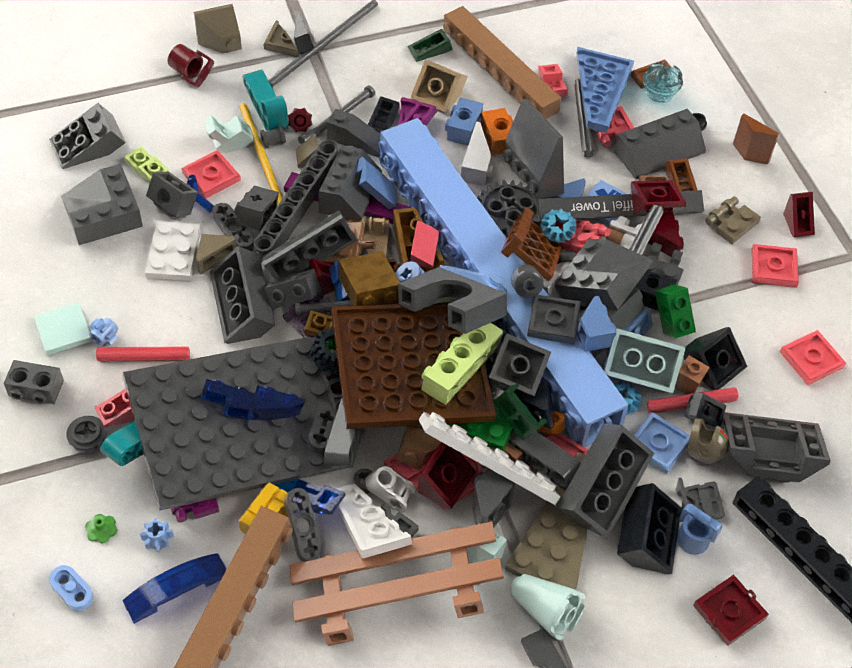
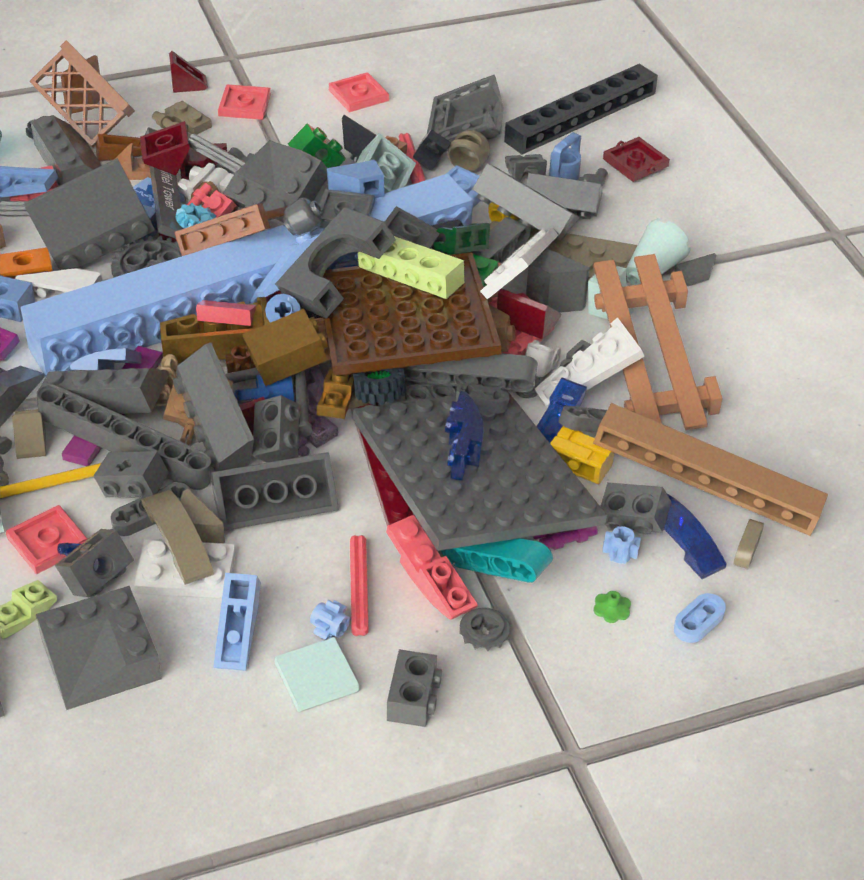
camera: 90 degrees left, 10 degrees down
(118, 277) = (237, 621): none -> light blue slope
(147, 639) = (748, 544): none -> dark tan beam
(186, 542) = (634, 503): none -> dark grey brick
(191, 232) = (180, 536): none -> dark tan slope
(685, 566) = (598, 177): none -> dark grey arm
(733, 139) = (90, 77): none -> fence

